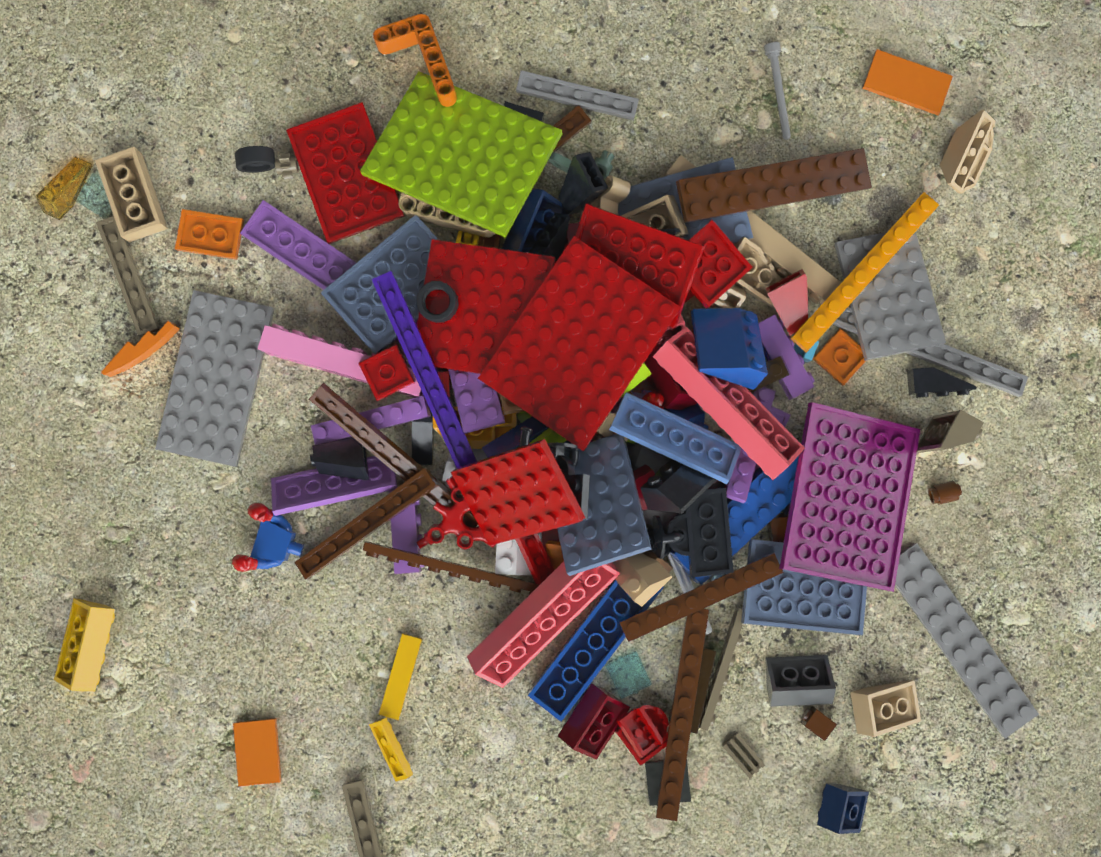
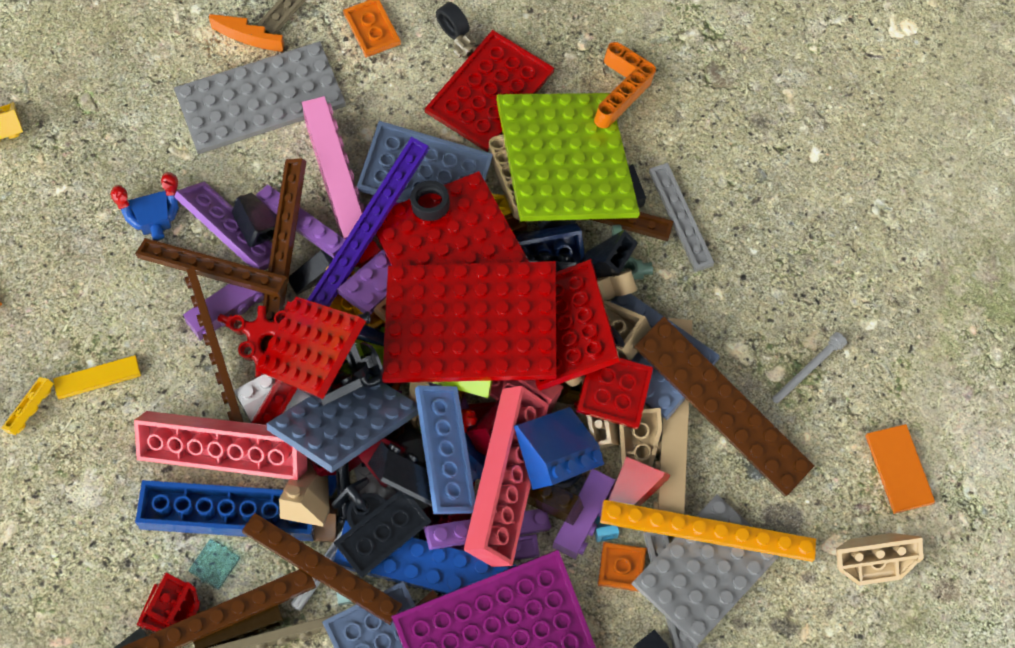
camera: 55 degrees right, 20 degrees down
(295, 246) = (406, 87): medium lavender plate -> none
(386, 372) = (346, 201): red tile -> none
(593, 721) = (147, 556): dark red slope -> none

